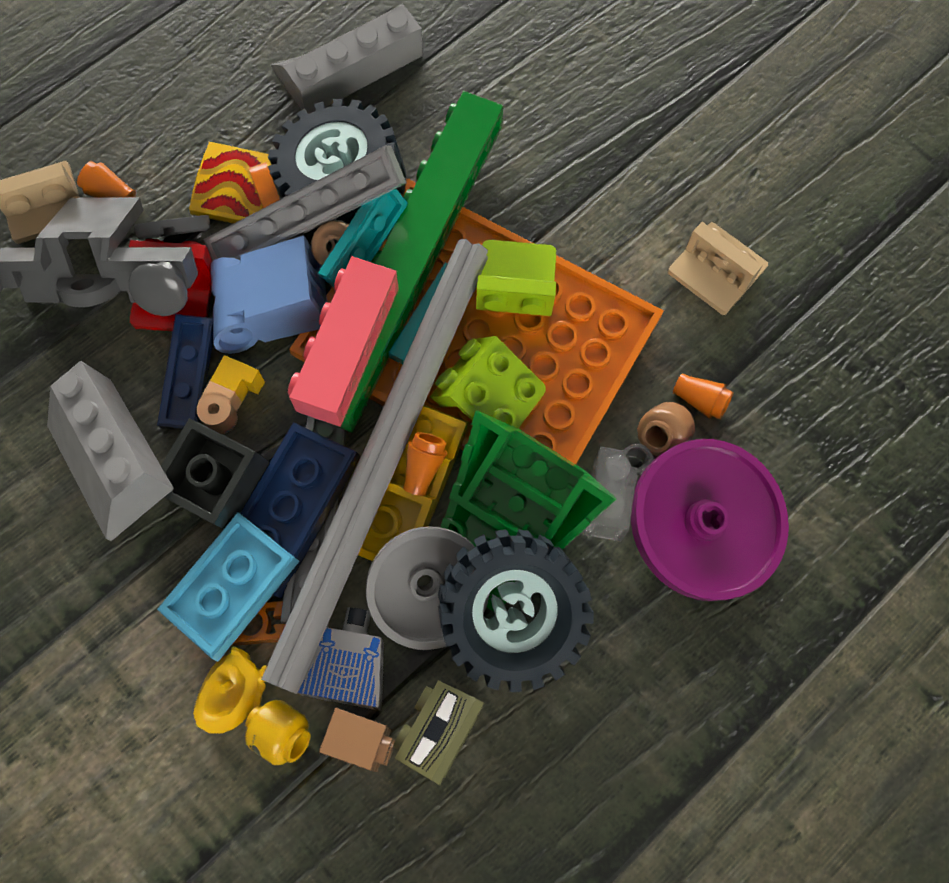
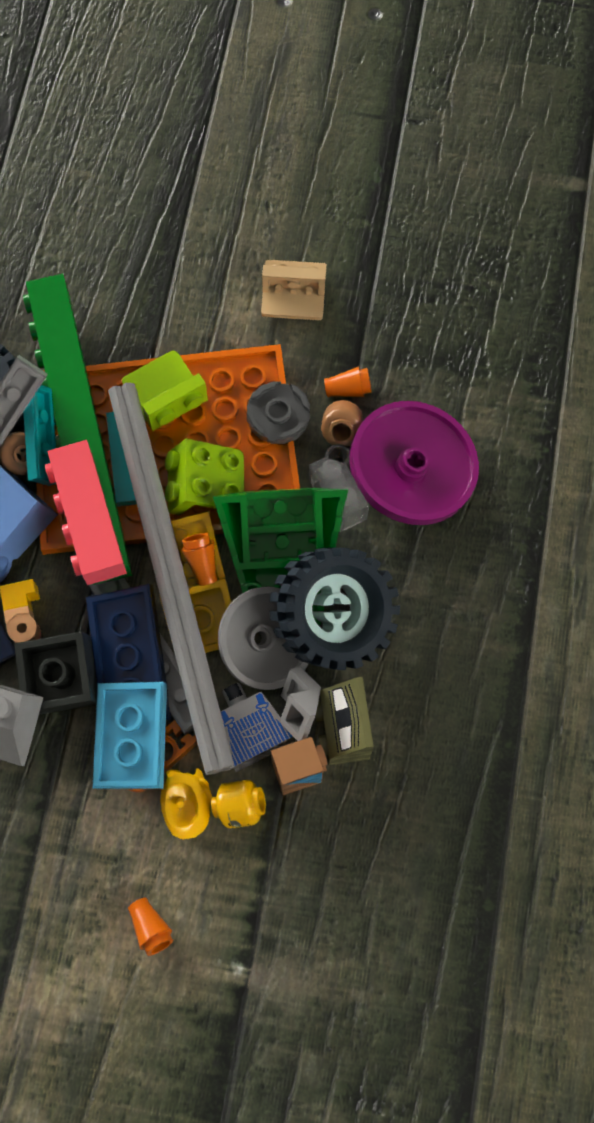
camera: 35 degrees left, 0 degrees up
(102, 787) = (150, 928): none -> orange cone
(407, 680) = (301, 703): none -> light grey slope
(610, 375) = (278, 412): none -> dark grey tile

